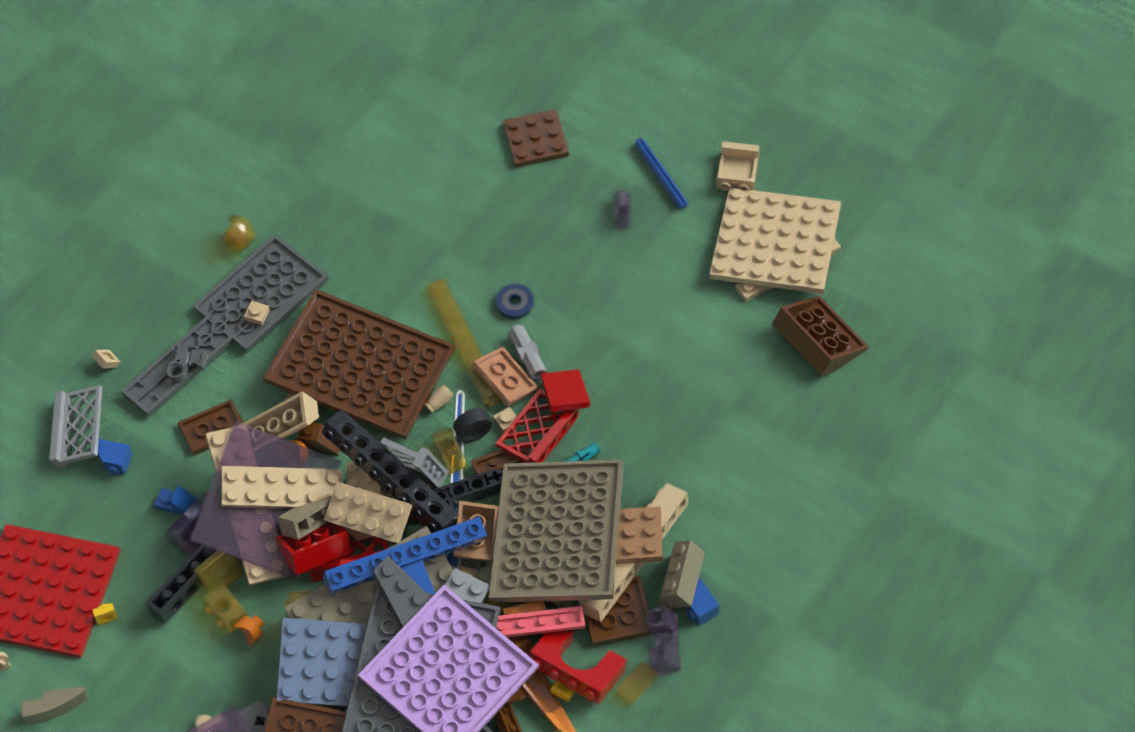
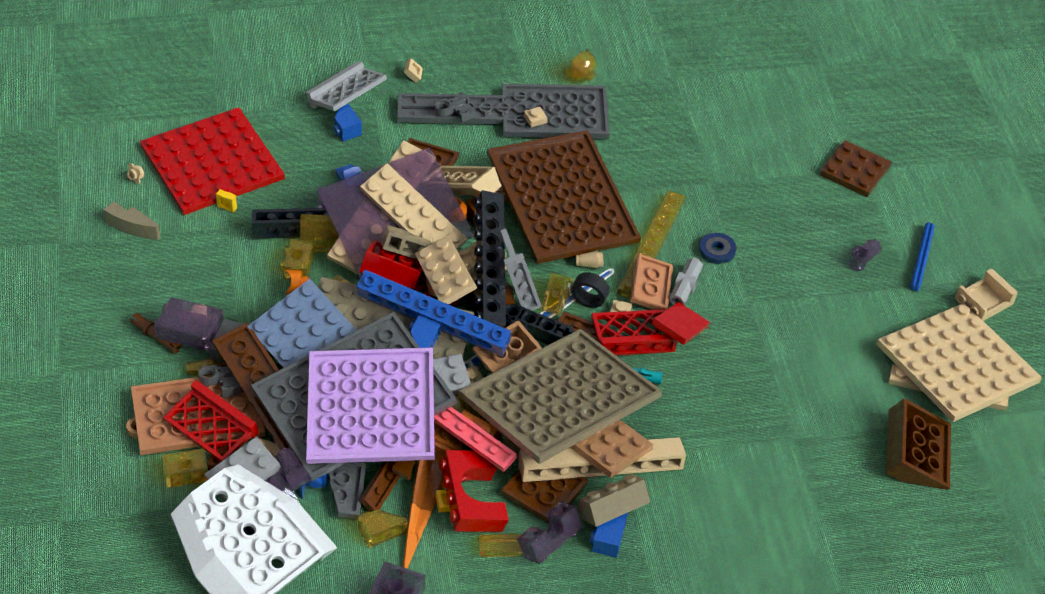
camera: 40 degrees right, 10 degrees down
(401, 590) = (400, 325): dark grey wing -> none

